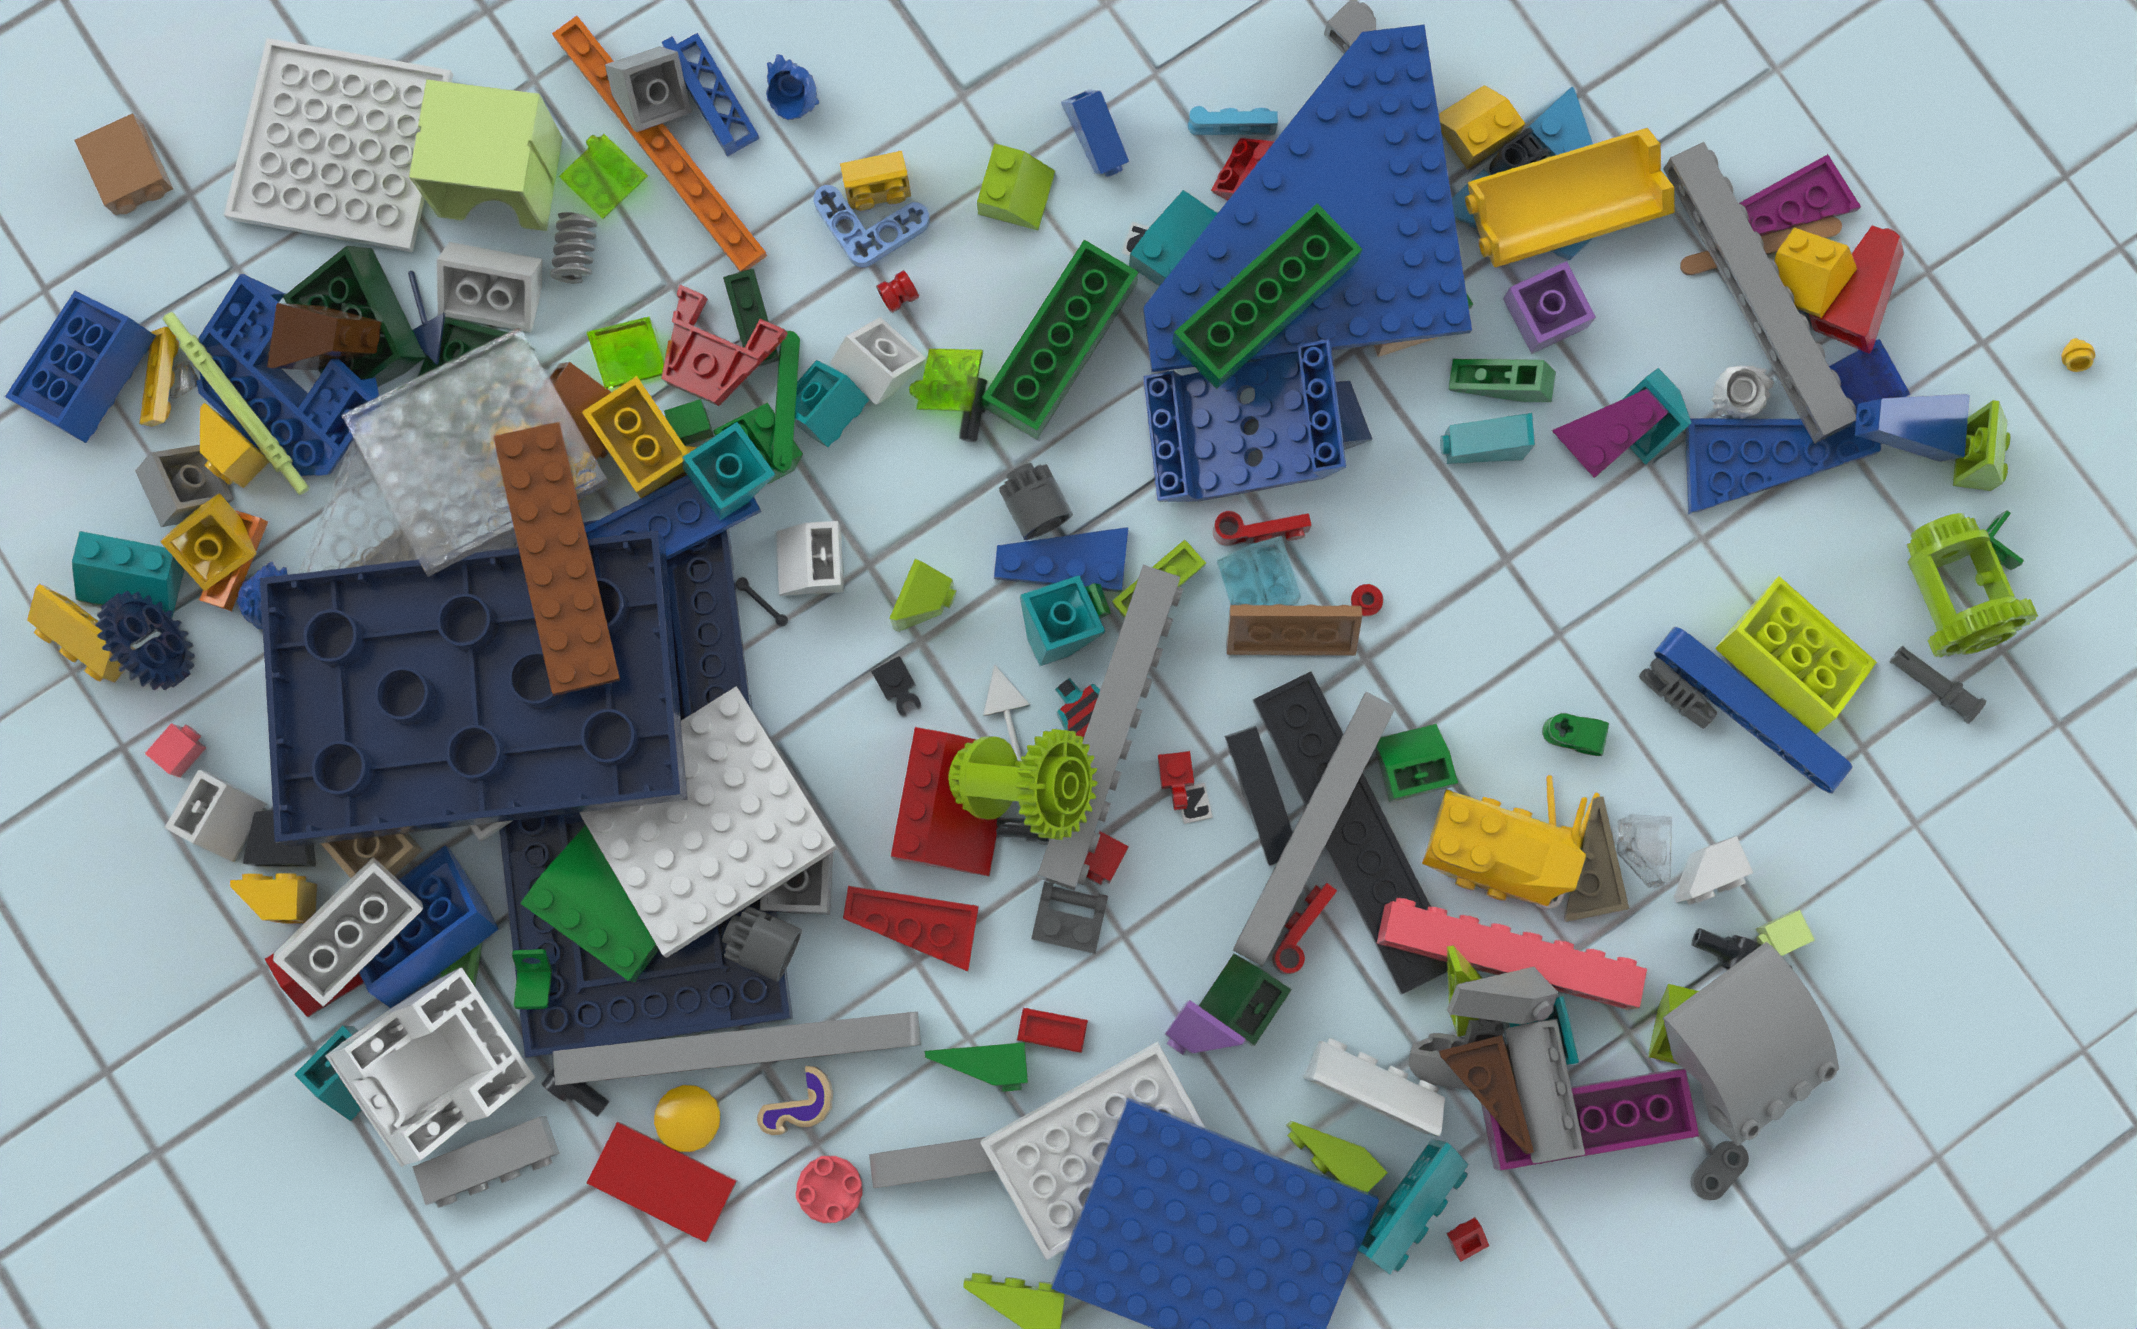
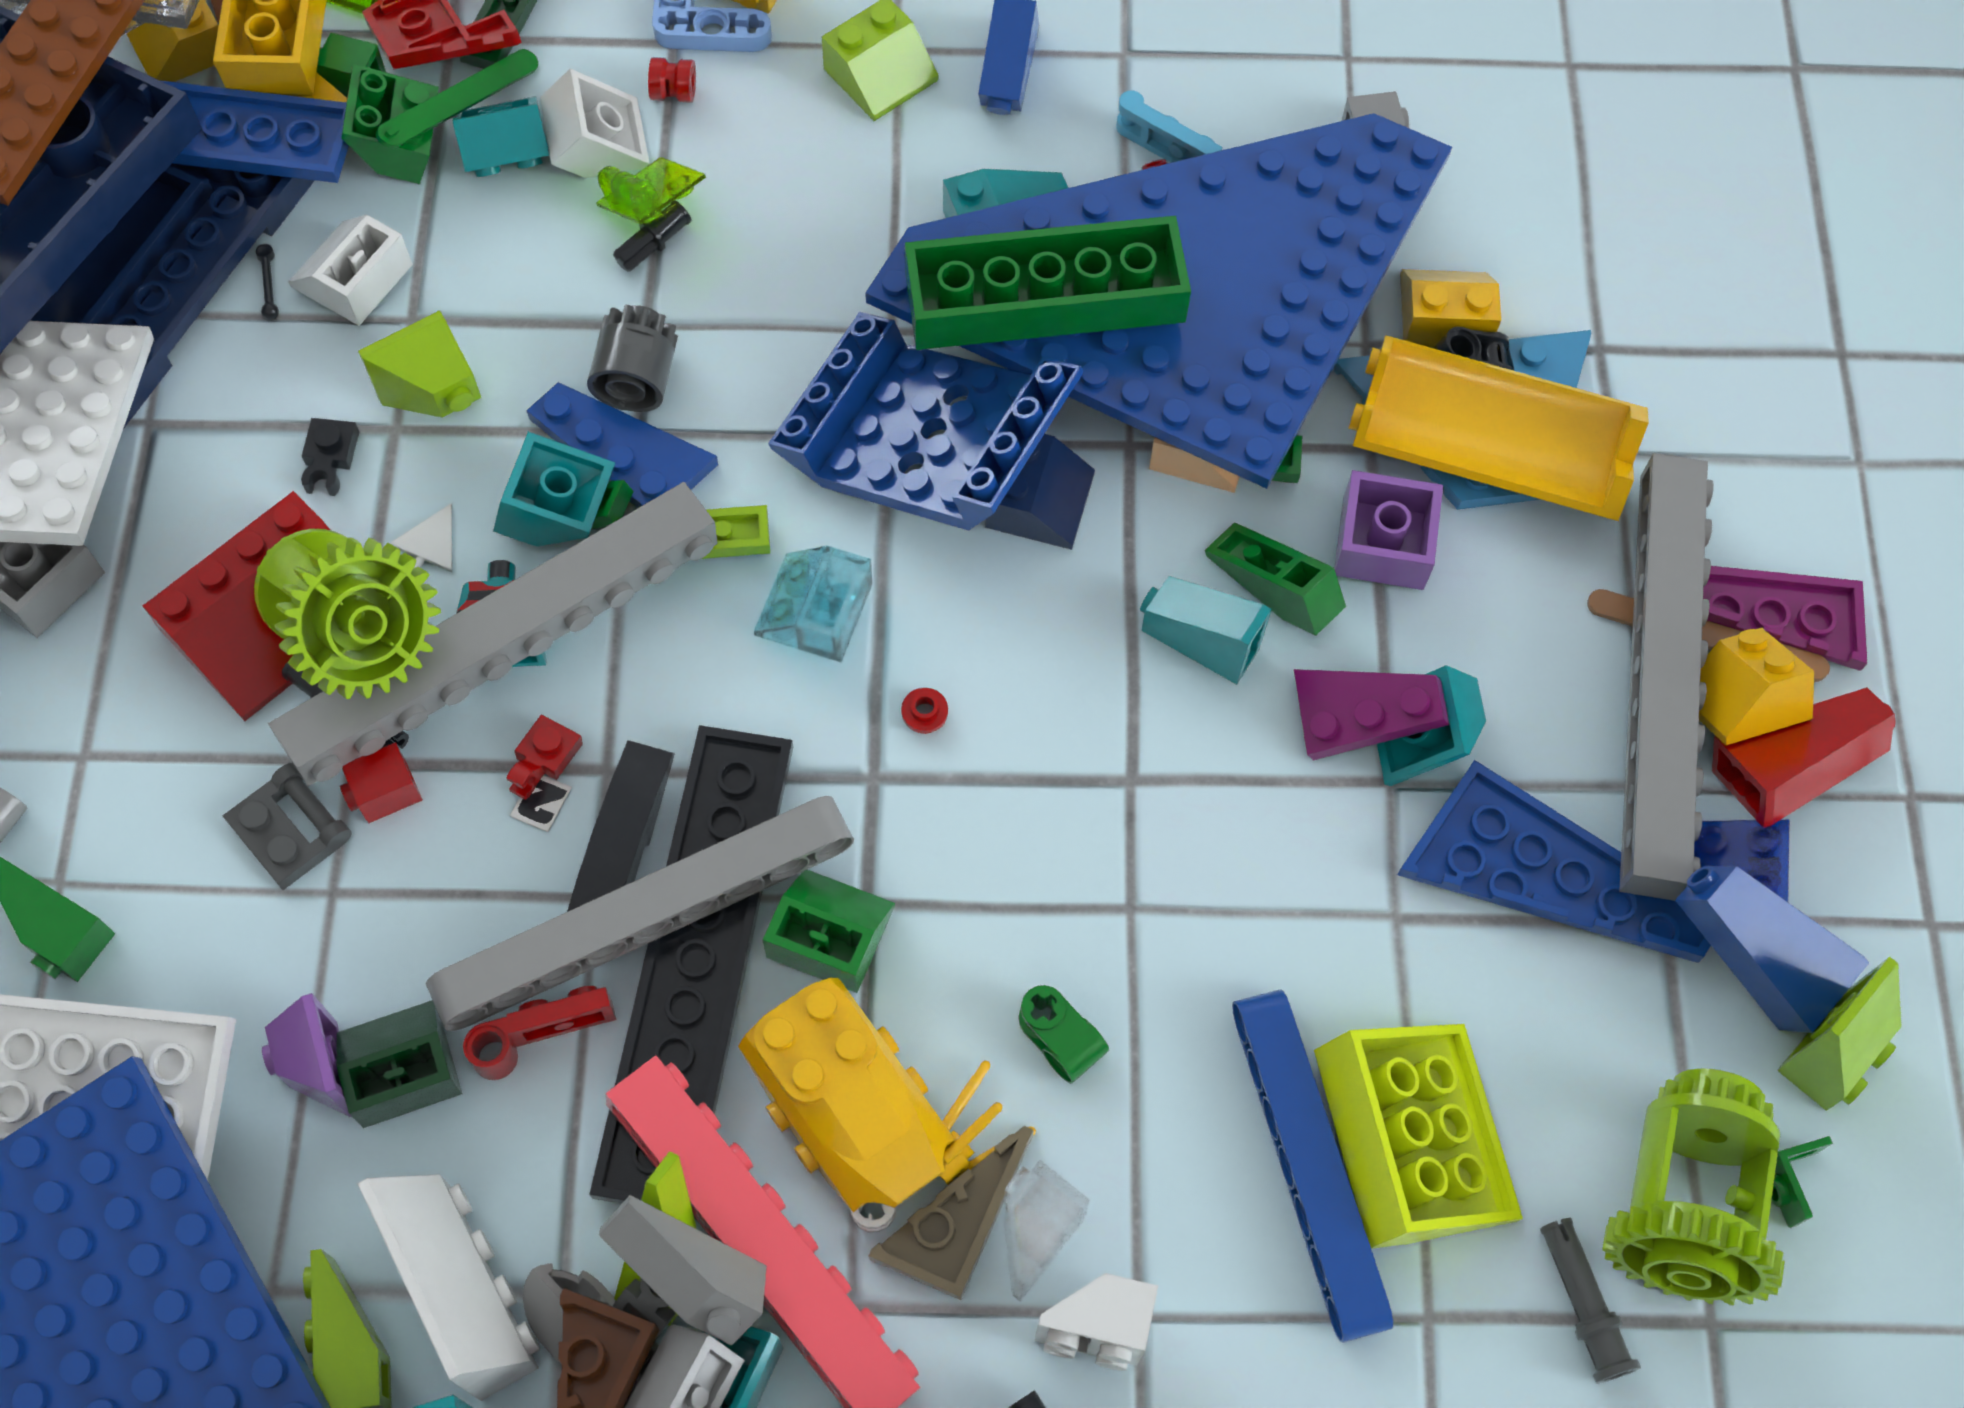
camera: 35 degrees right, 15 degrees down
(727, 470) = (321, 101): teal slope -> none
(922, 923) = (123, 718): red wing -> none
(1052, 1030) = (155, 939): red tile -> none
(1060, 339) = (797, 221): green brick -> none
(1289, 527) = (891, 567): red plate -> none
(1293, 630) = (805, 675): medium nougat plate -> none
(1678, 693) = (1227, 1074): dark grey hinge -> none
(1741, 391) = (1565, 769): white hair -> none

